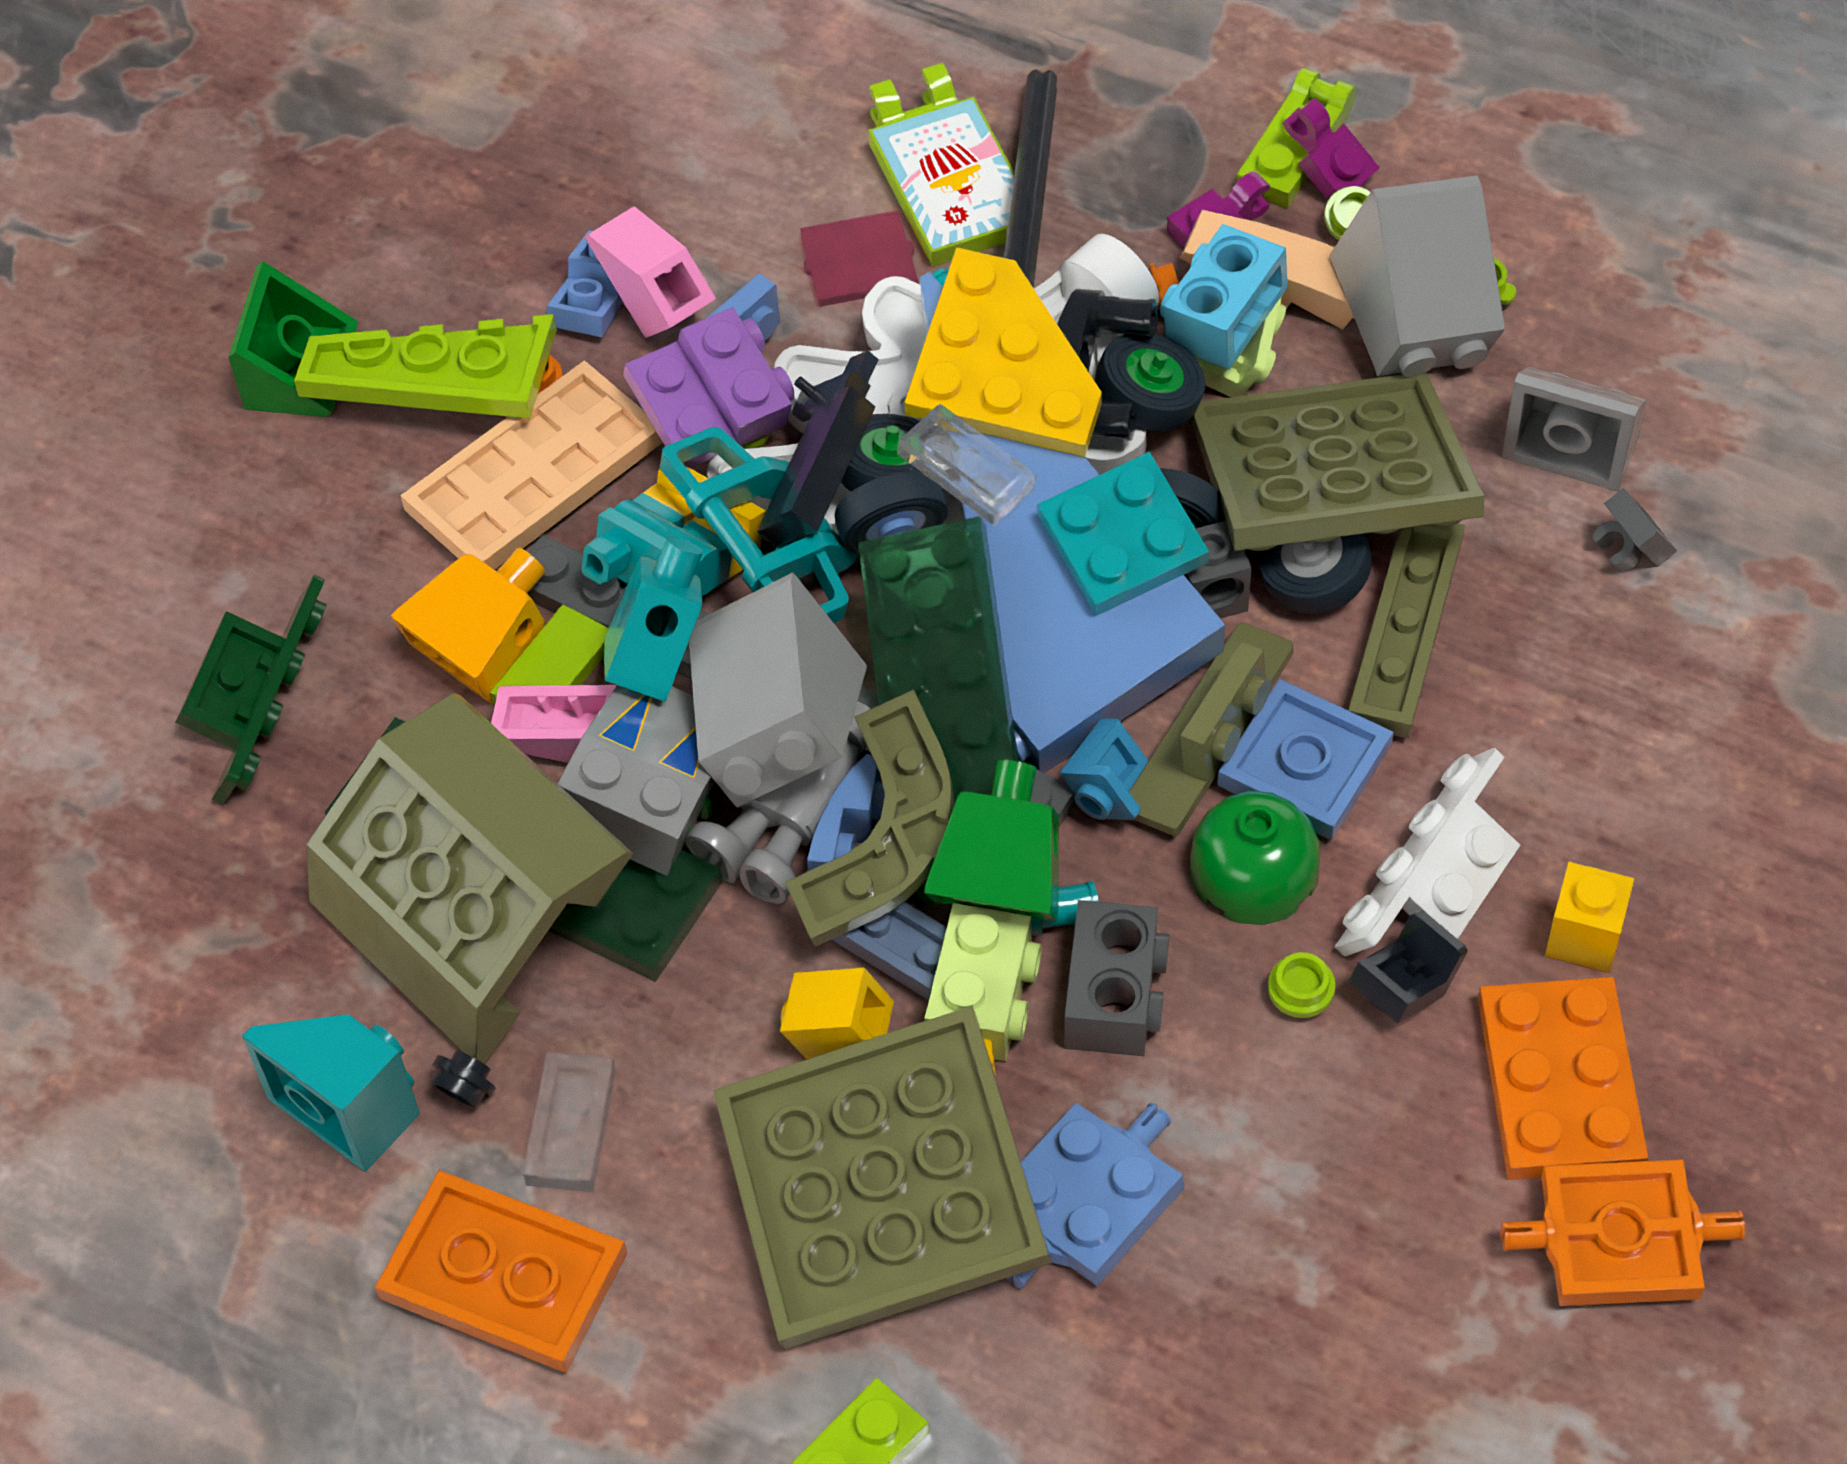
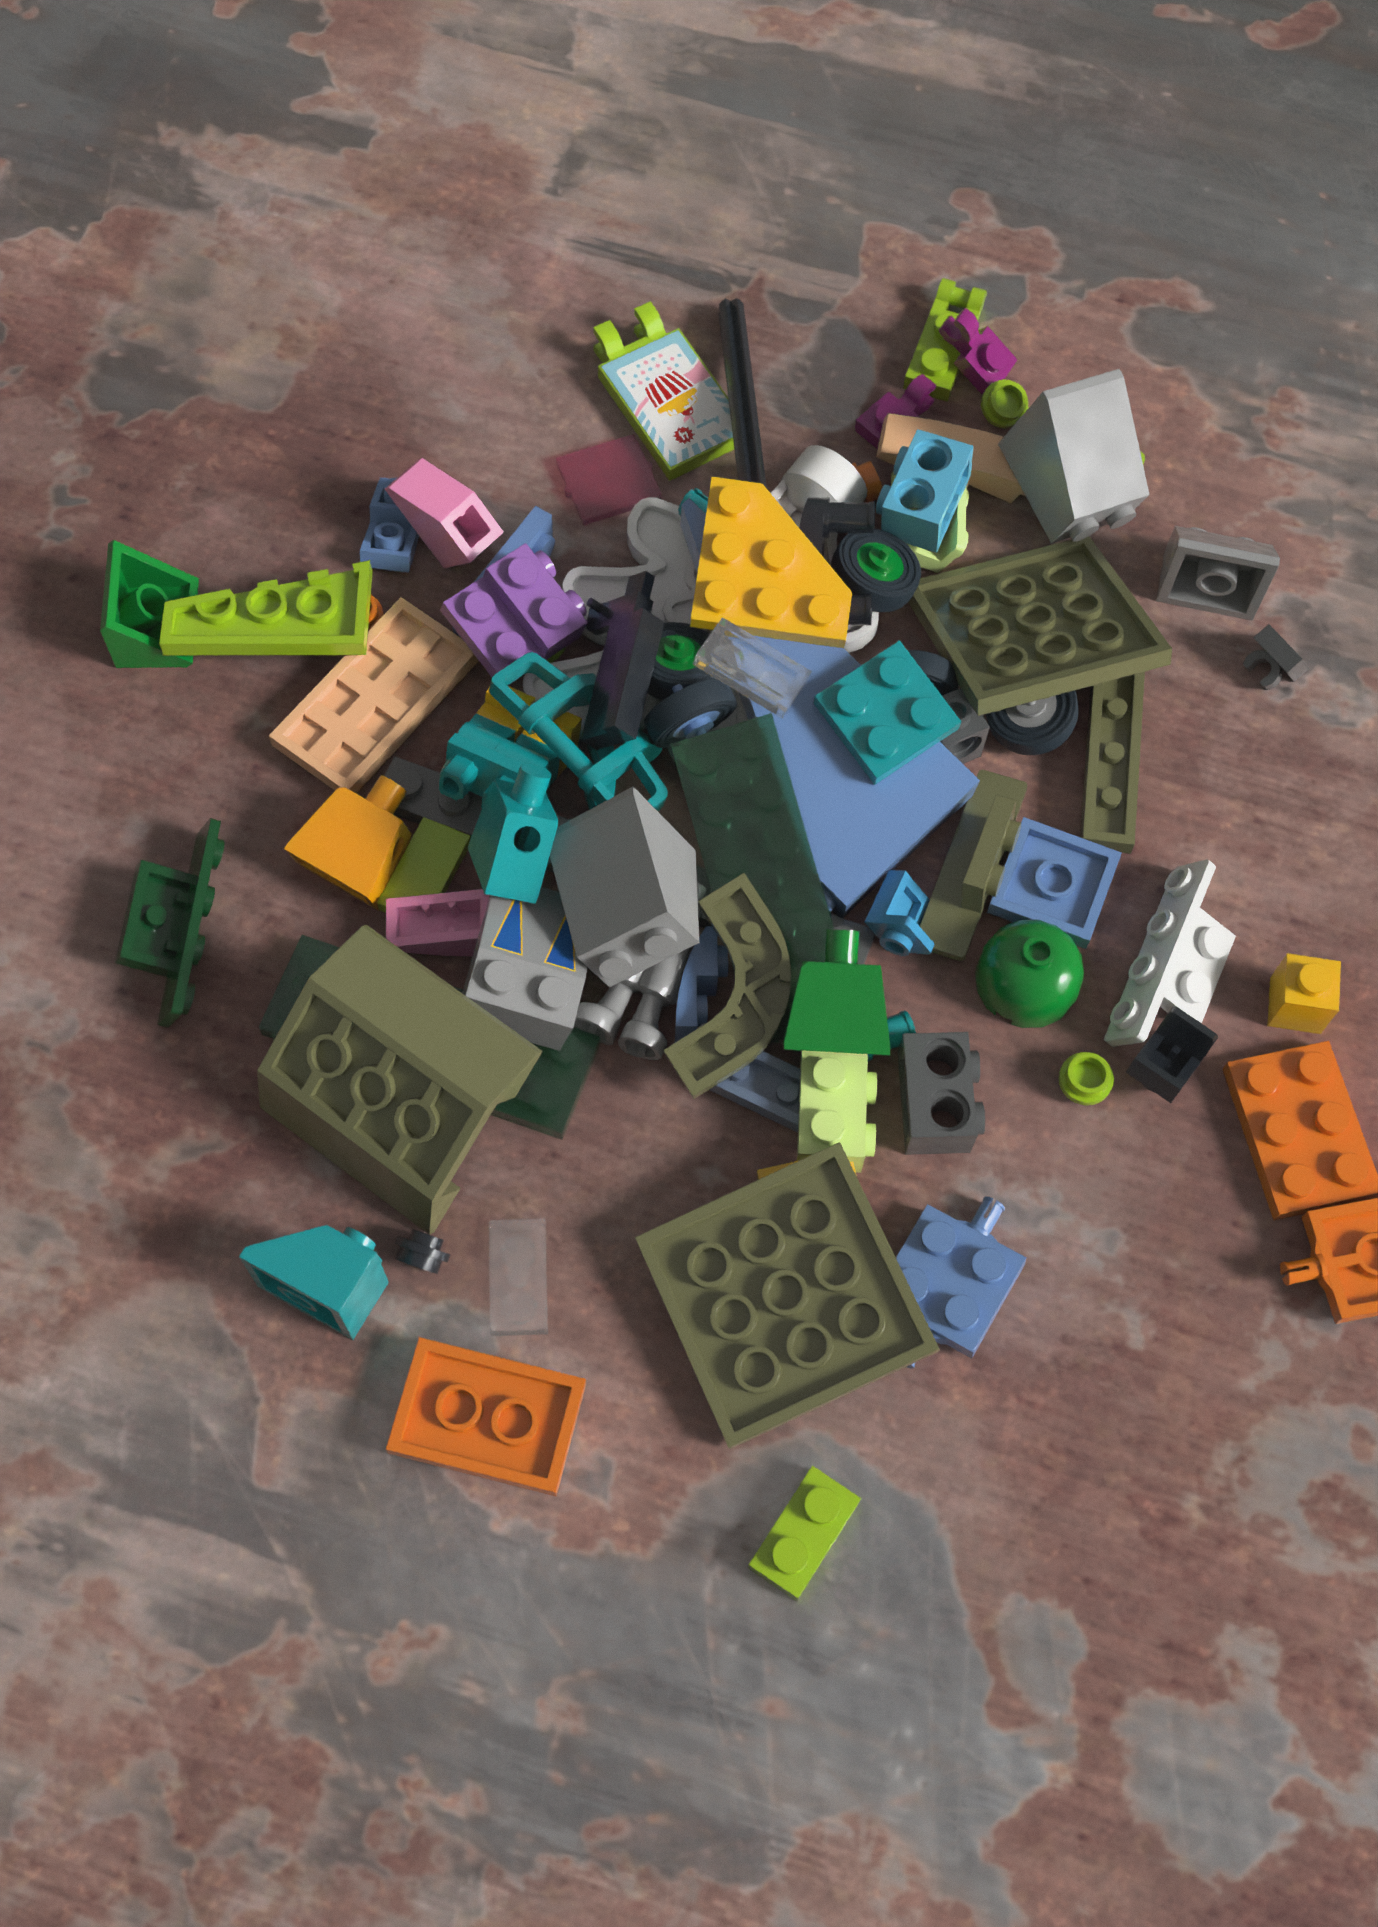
camera: 15 degrees left, 10 degrees up
(834, 1010) = (721, 1156): yellow brick -> none

